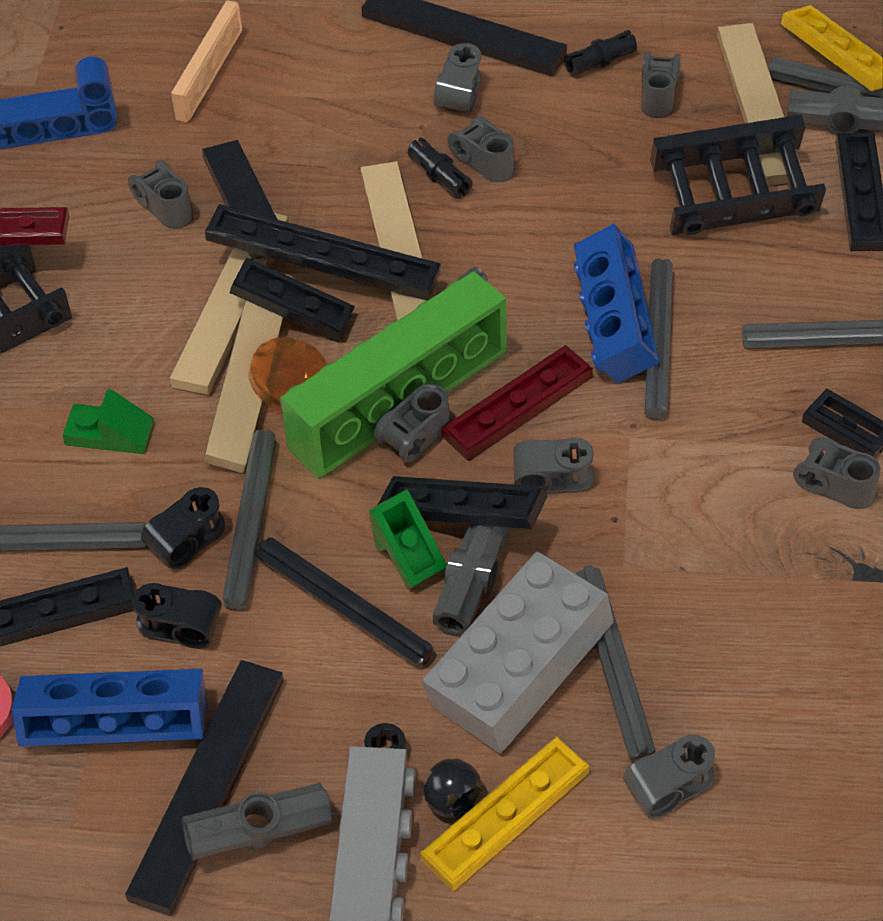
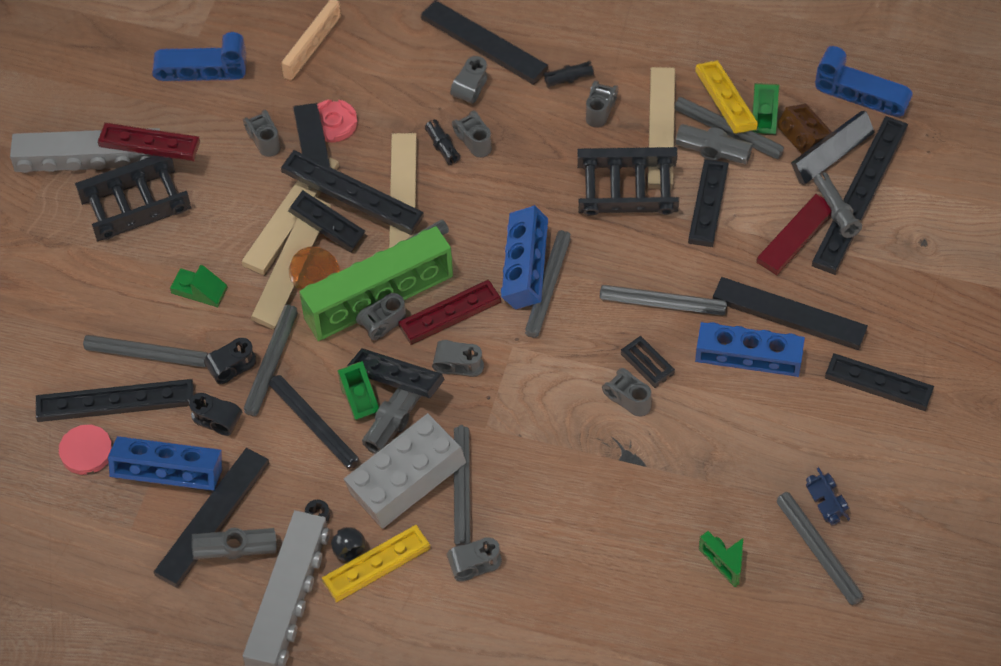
camera: 10 degrees right, 5 degrees up
(274, 162) = (337, 120): none -> coral tile

